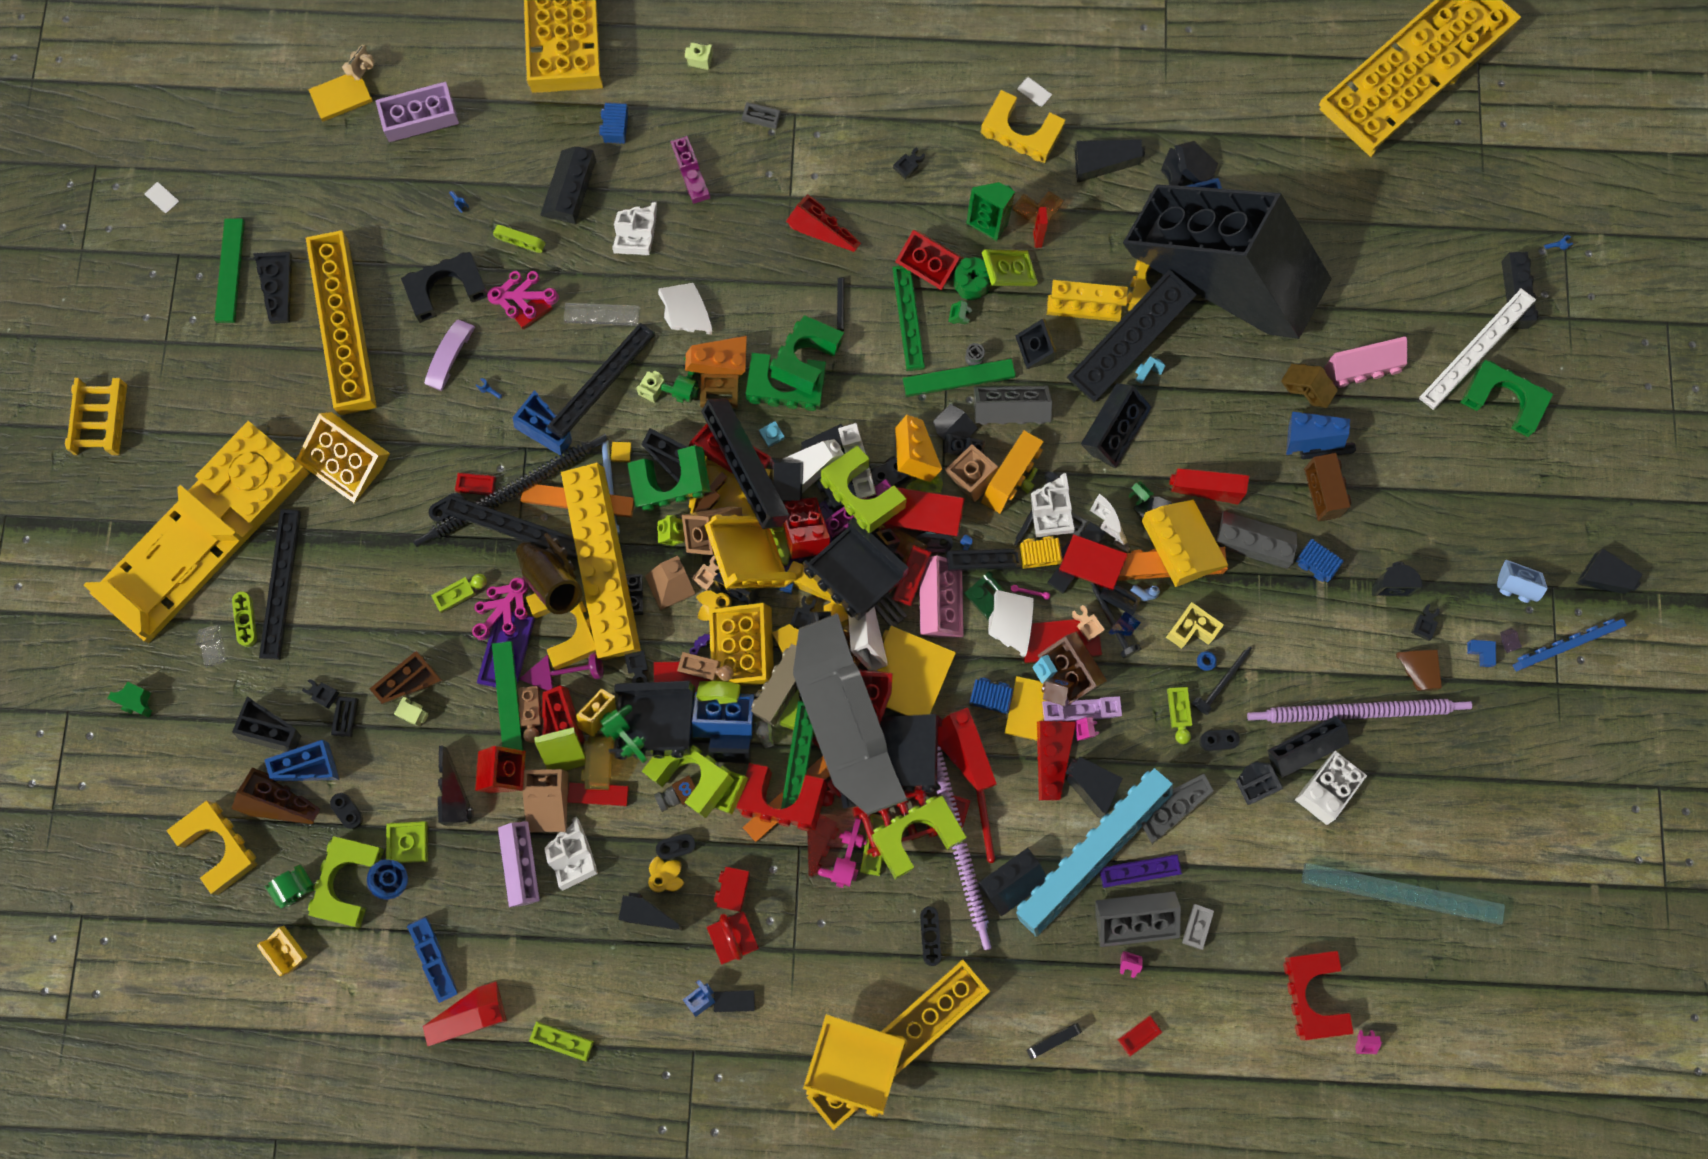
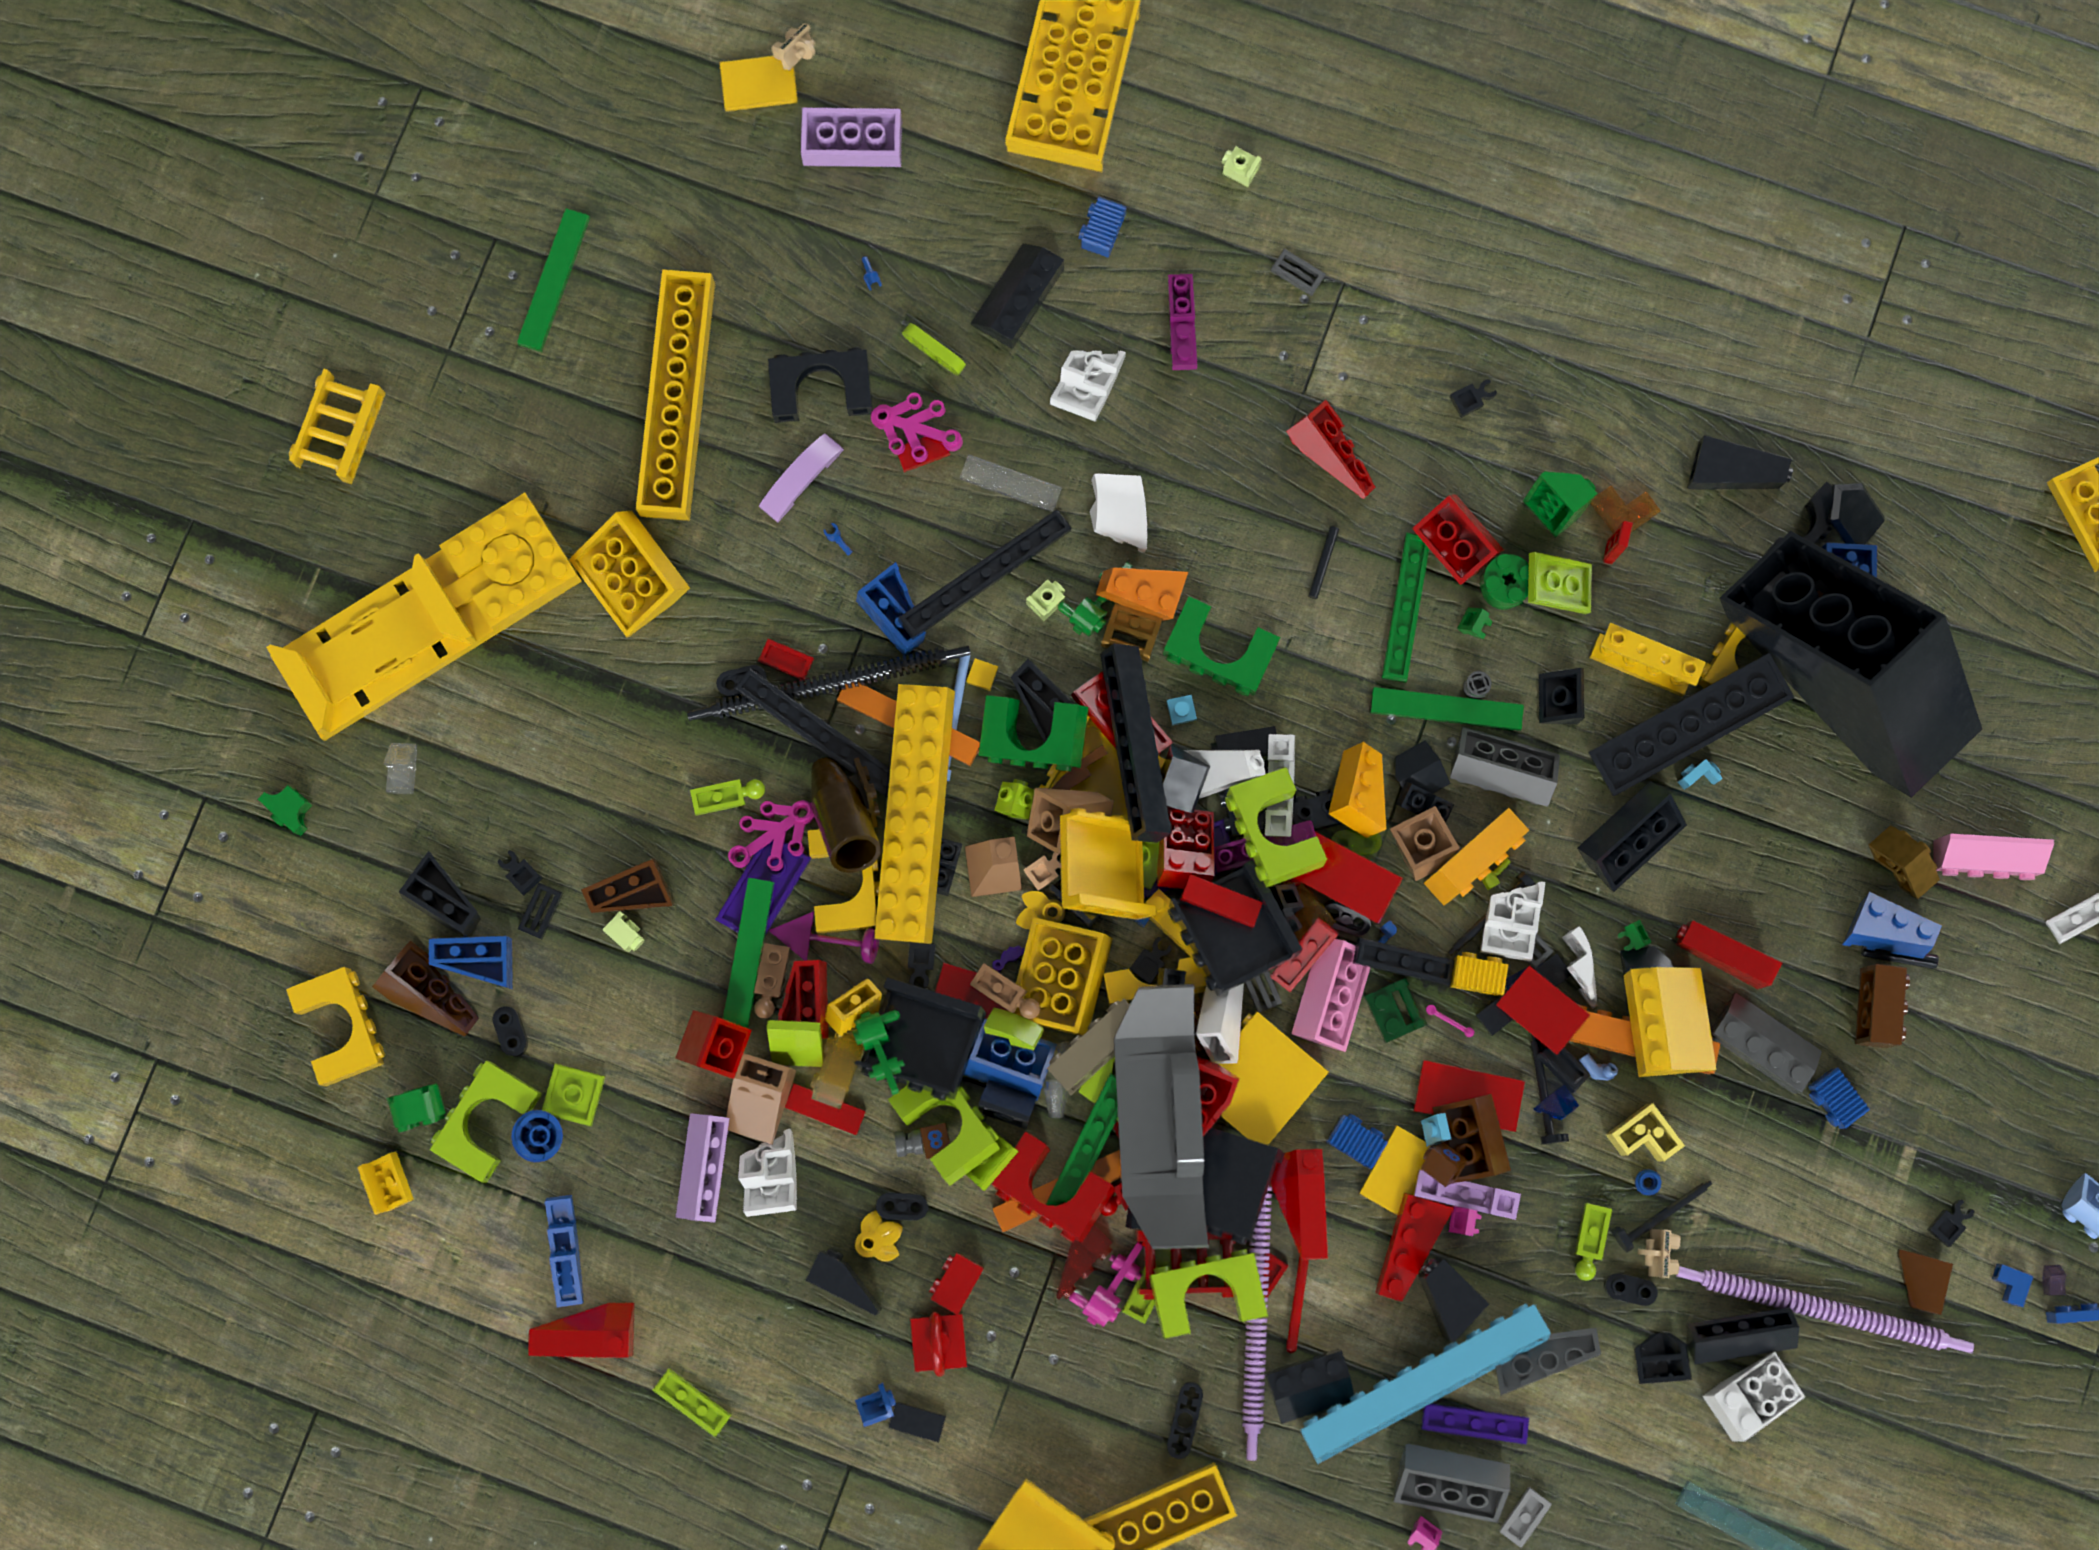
camera: 20 degrees right, 5 degrees up
(161, 197) = (493, 154): white sticker -> none
(248, 604) = (443, 739): lime beam -> none
(275, 280) = (608, 312): black wing -> none
(280, 584) = (506, 715): black tile -> none
(453, 804) = (645, 1066): black wedge -> none
(806, 334) = (1269, 592): green arch -> none
(840, 553) = (1221, 901): none -> red tile
(1012, 620) = (1414, 1053): white slope -> none
(1034, 91) = (1670, 346): white sticker -> none
(1035, 145) = (1649, 424): yellow arch -> none
(1089, 626) = (1511, 1091): light nougat plate -> none
(1230, 708) = (1658, 1253): none -> tan hips
(1397, 581) = (1931, 1158): black brick -> none

